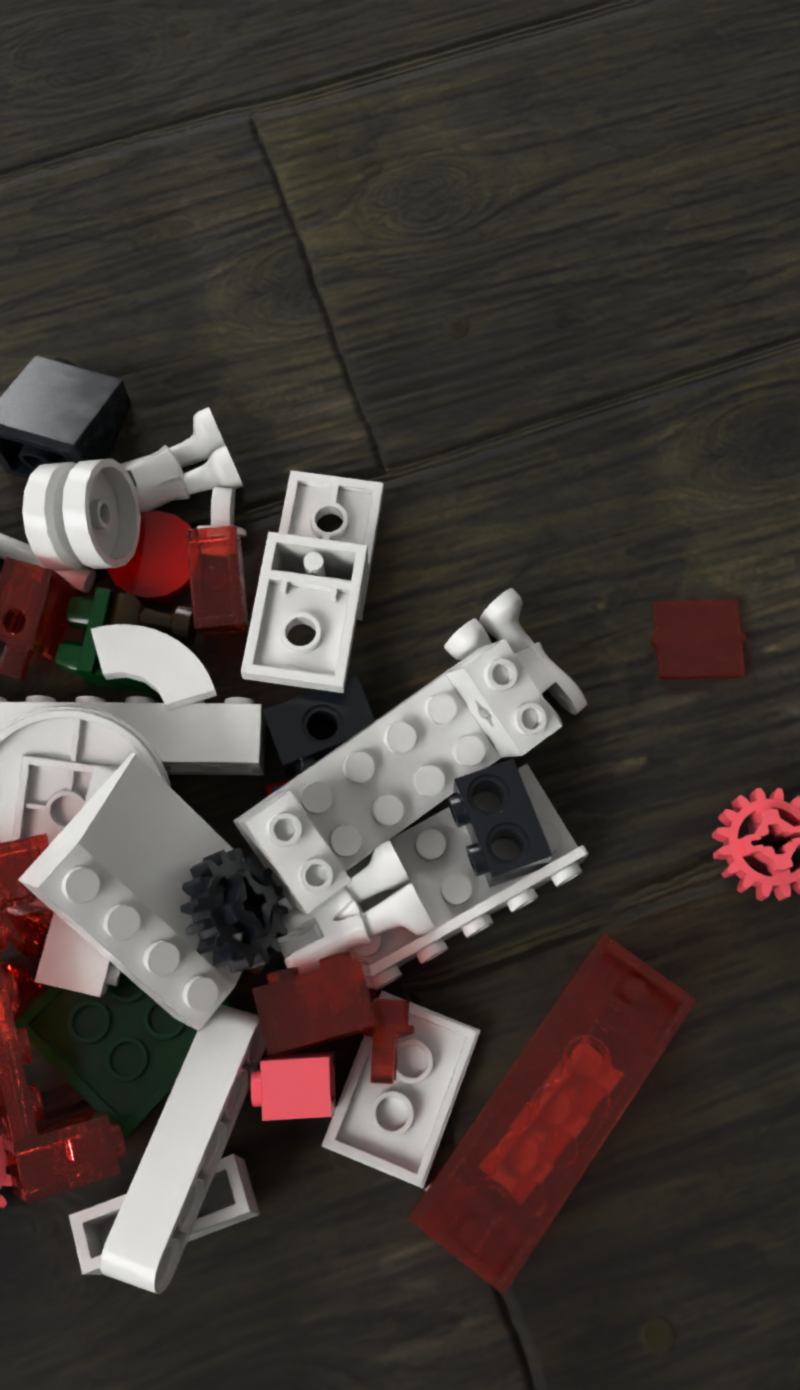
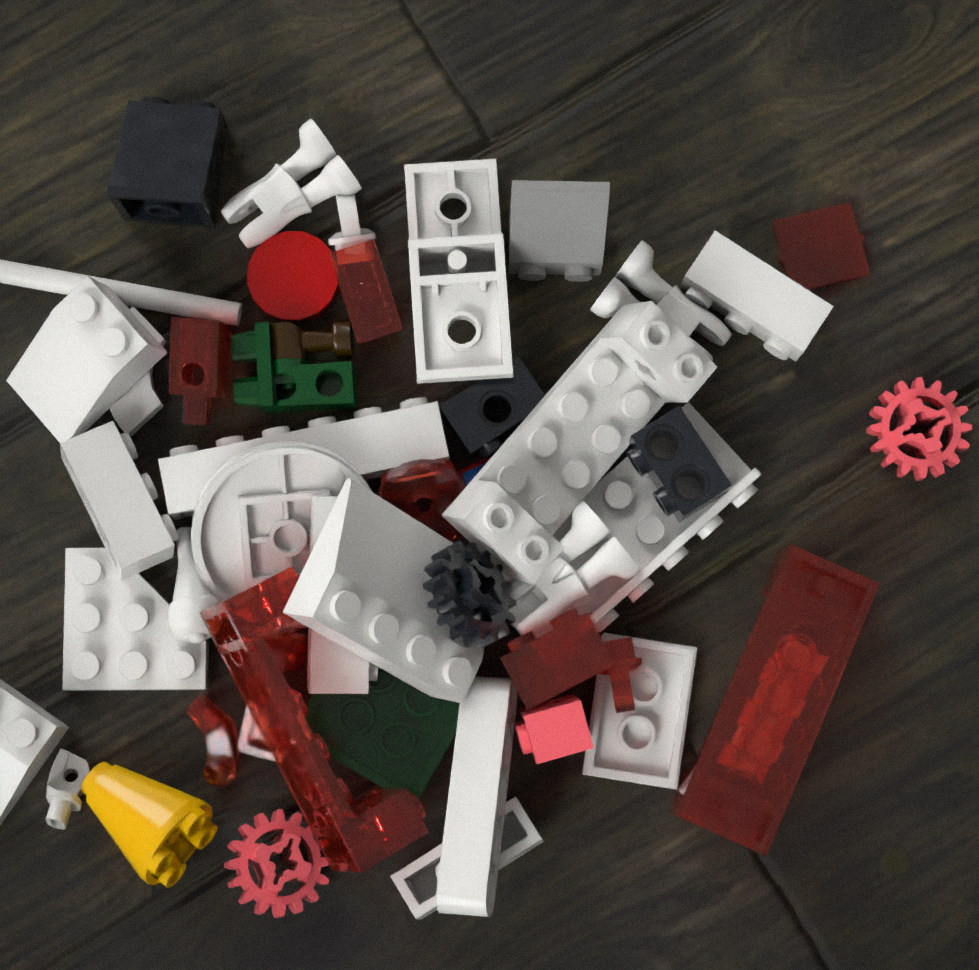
camera: 15 degrees left, 10 degrees up
(81, 515) = (226, 258): white wheel -> none
(155, 660) = (330, 382): white tile -> none
(225, 780) = (424, 479): none -> clear red plate
(425, 552) = (557, 229): none -> light grey slope
(619, 671) = (755, 297): none -> white brick

